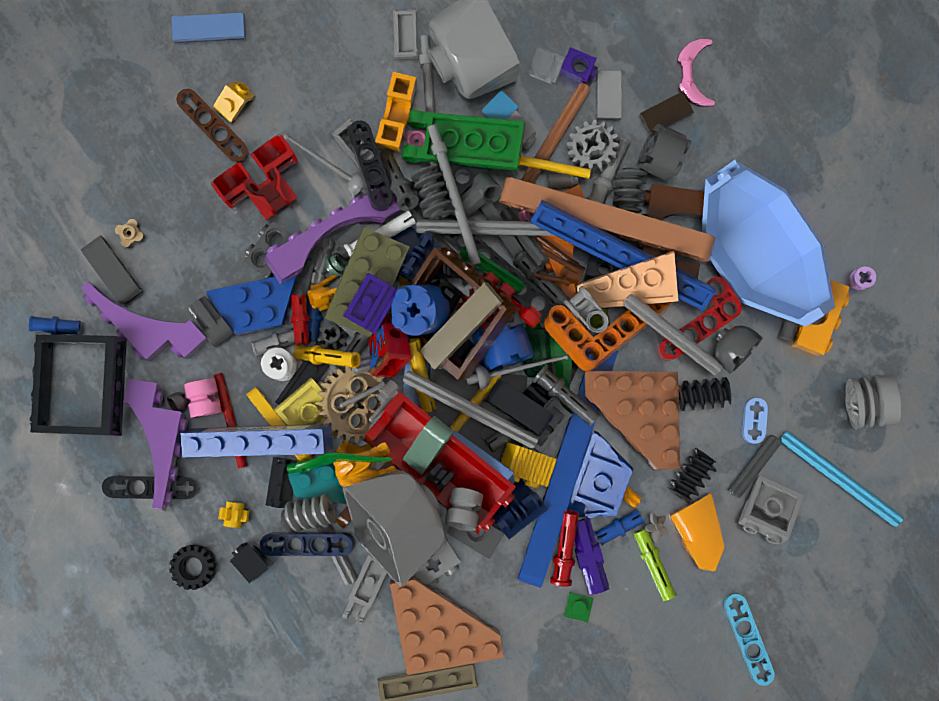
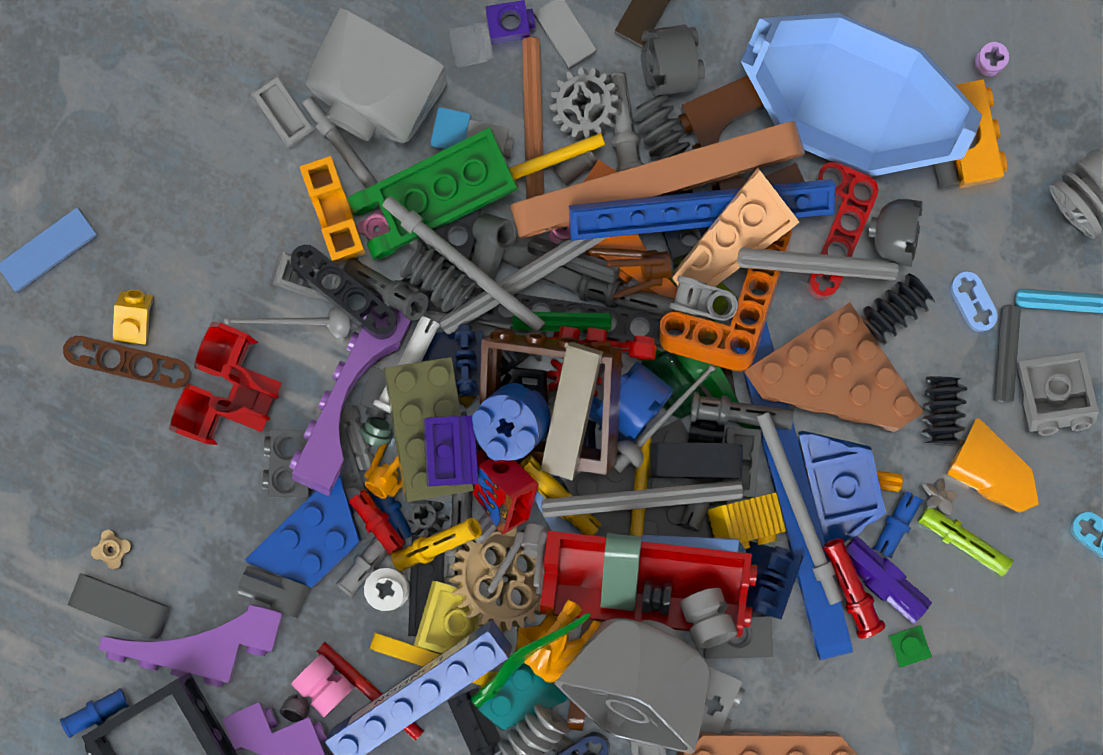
camera: 30 degrees left, 0 degrees up
(555, 525) = (822, 568): none -> light grey bar

